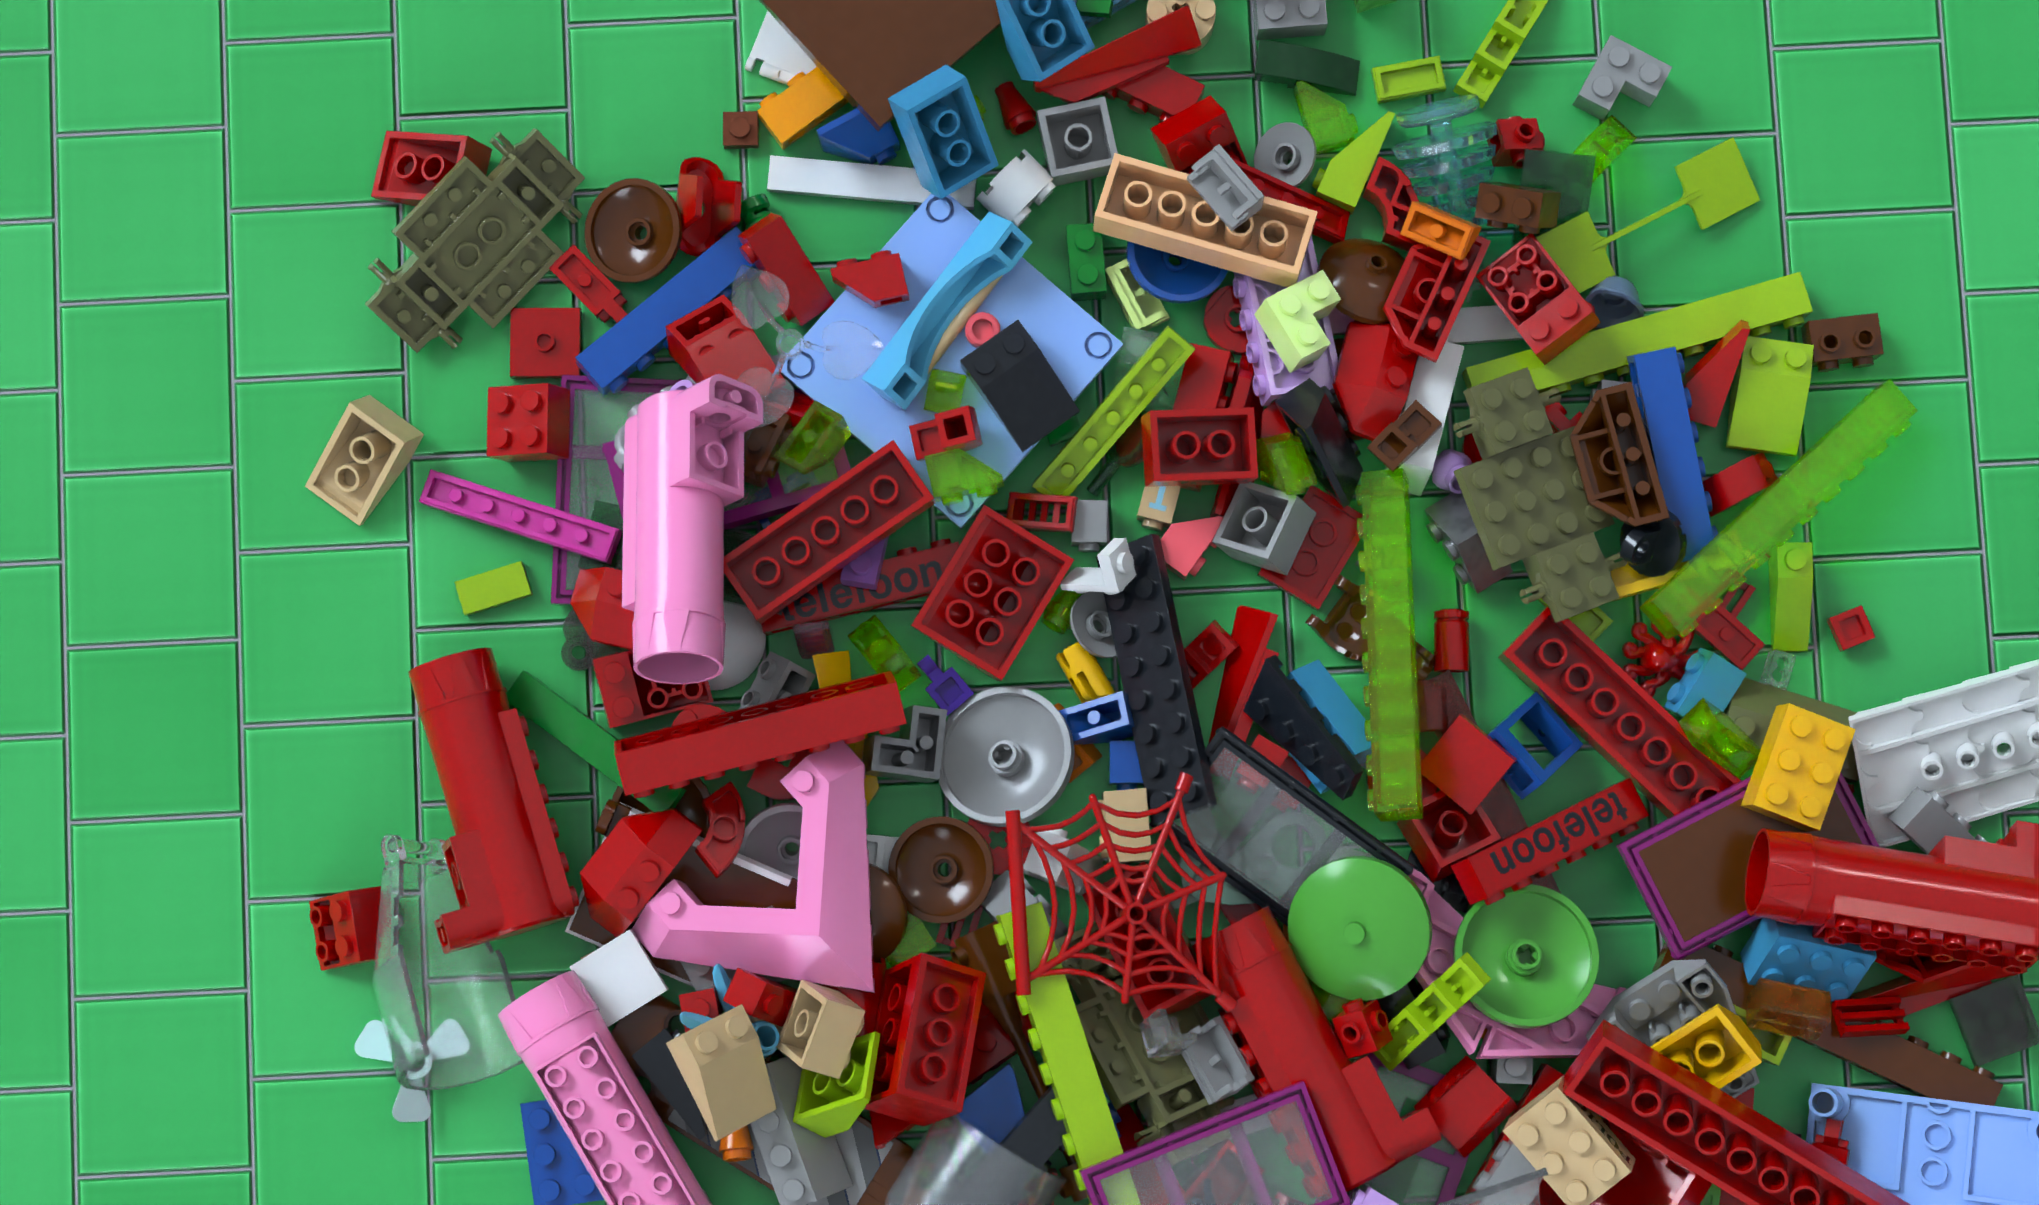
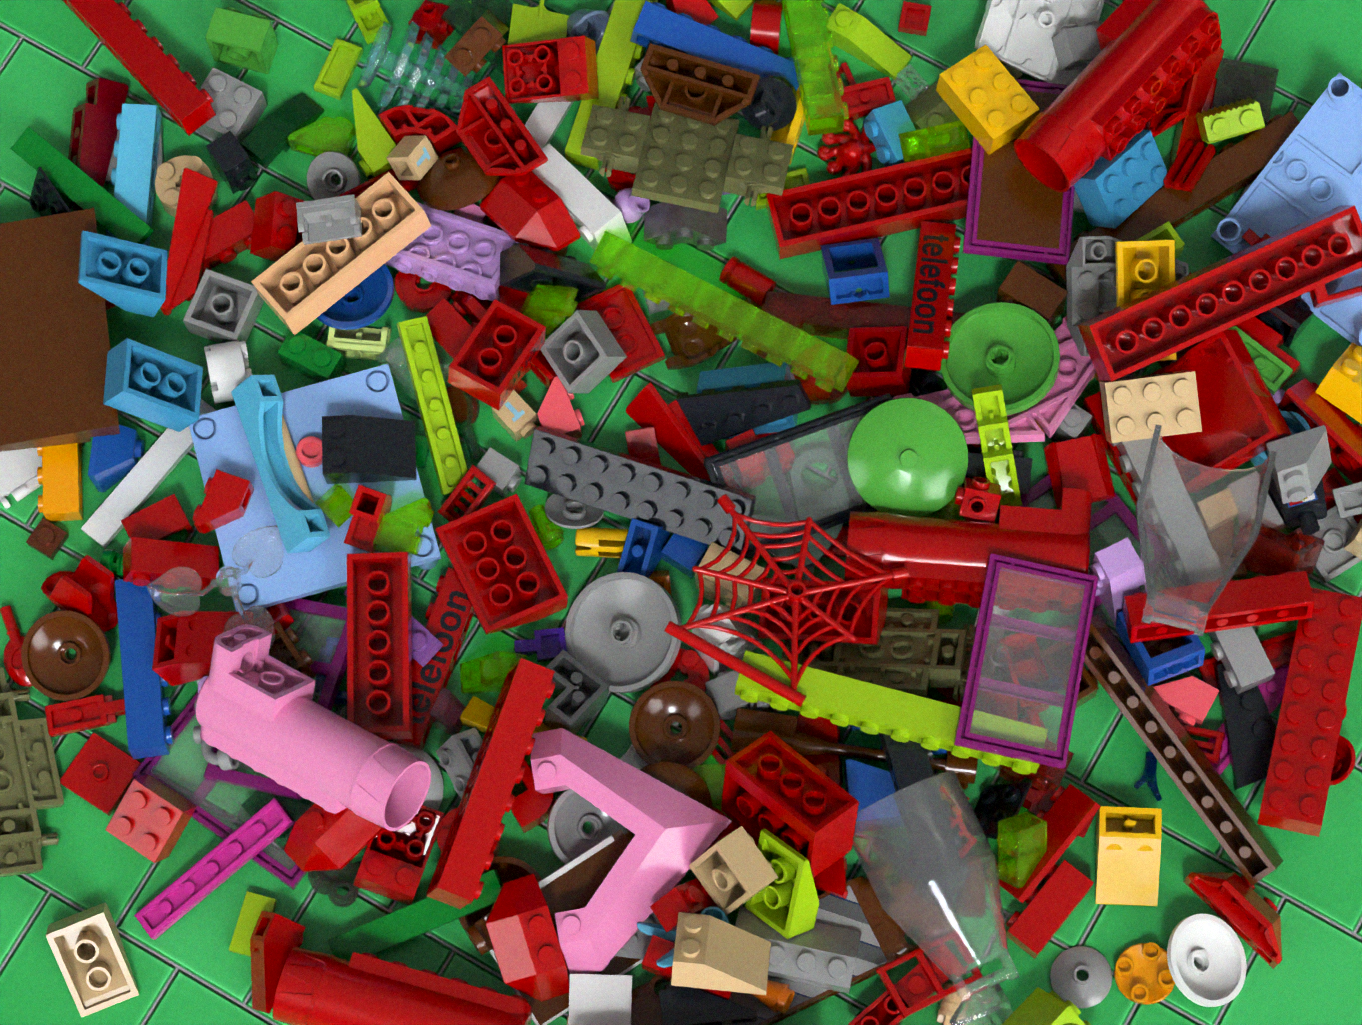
camera: 55 degrees left, 10 degrees down
(480, 623) = (269, 949): none -> red slope
(613, 172) = (13, 649): none -> red piece
(725, 829) = (542, 858): red tile -> none
(814, 439) = (306, 613): clear neon green slope -> none
(822, 226) = (158, 520): none -> red panel
(1015, 110) = (170, 340): red cone -> none
(1111, 578) = (549, 471): white bracket -> none
(1163, 1035) = (896, 638): clear panel -> none
(1217, 1062) = (936, 614): light grey hinge -> none
(1234, 45) = (232, 162): none -> black brick
(1292, 319) = (451, 237): yellowish green brick -> none
(1356, 221) = (412, 157): none -> tan brick
(1404, 436) = (584, 214): reddish brown slope -> none
(1440, 230) = (458, 103): orange slope -> none
(1466, 764) = (841, 314): red tile -> none
(1620, 941) = (1033, 291): none -> reddish brown brick
(1788, 1009) = (1150, 210): clear orange brick -> none
(1948, 1028) = (1230, 120): none -> lime brick

